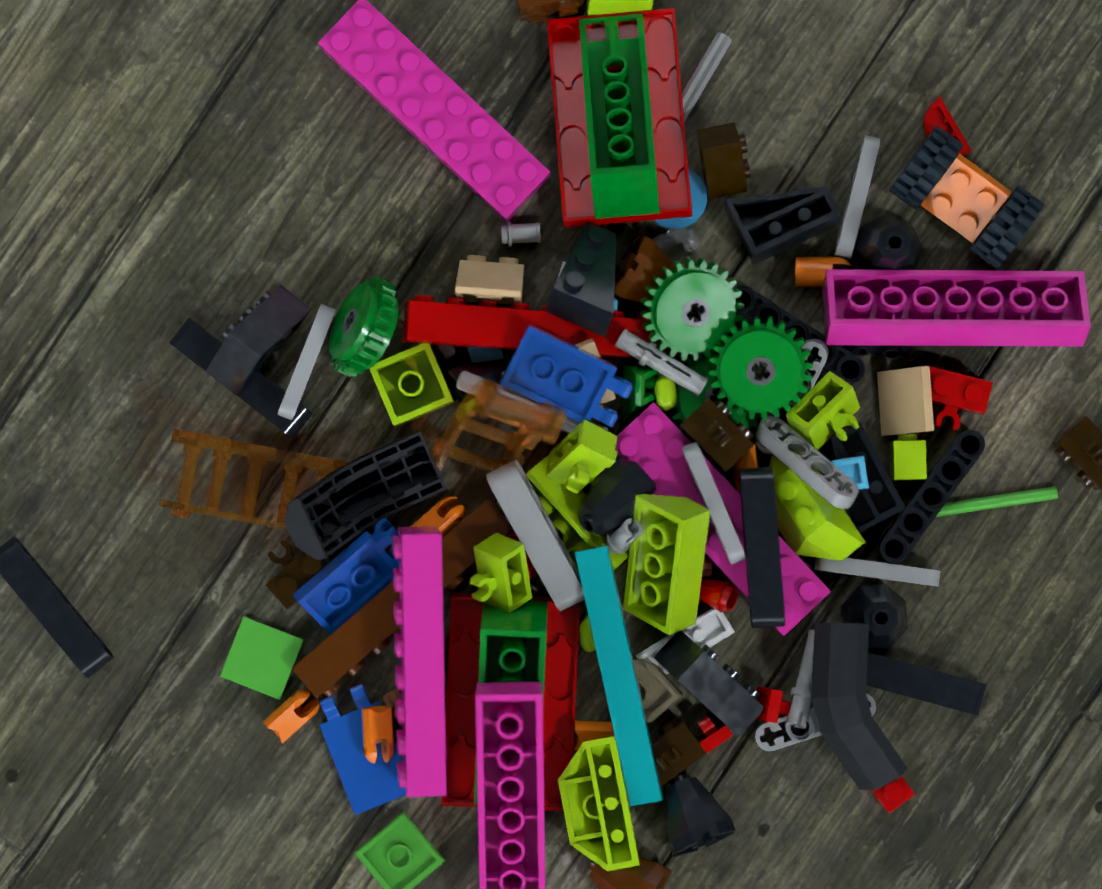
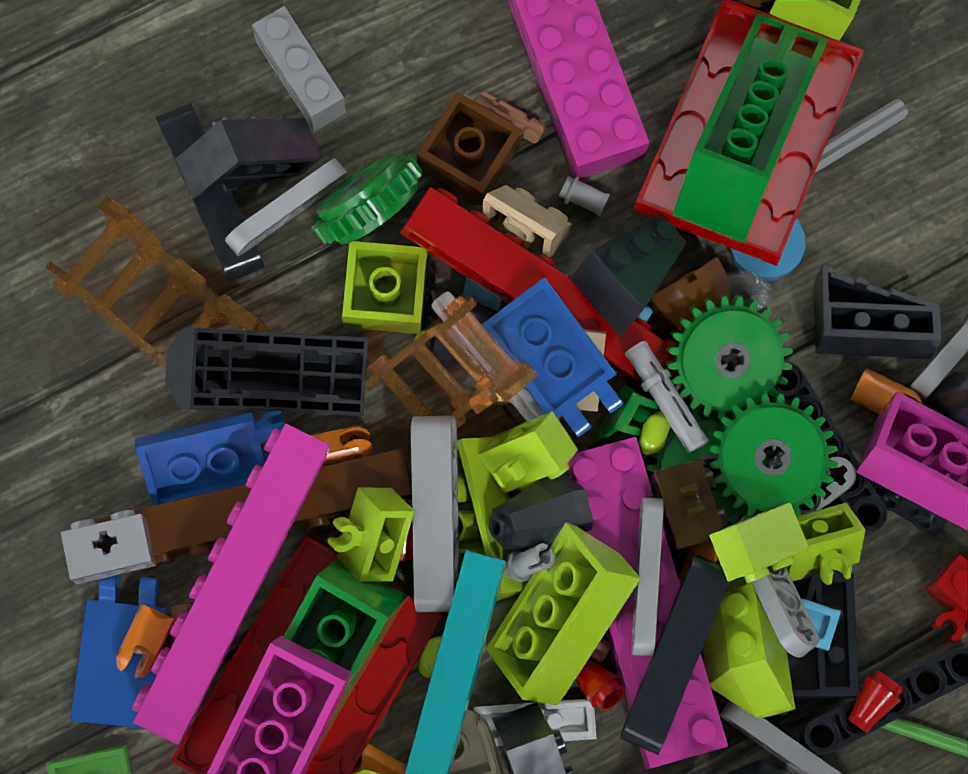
camera: 25 degrees right, 10 degrees down
(255, 248) = (299, 68): none -> light grey brick
(262, 657) = (66, 492): bright green tile -> none
(290, 716) = (53, 577): orange piece -> none
(294, 575) = (149, 420): dark brown brick -> none
(309, 700) = (90, 563): none -> light grey brick
(417, 244) = (469, 148): none -> reddish brown brick
(433, 200) = (531, 128): none -> nougat axle
(723, 160) = (839, 224): dark brown brick -> none
(781, 441) = (759, 542): none -> lime brick
(905, 401) = (913, 580): tan tile -> none
(908, 458) = (885, 645): lime brick -> none
(919, 504) = (875, 700): none -> red cone

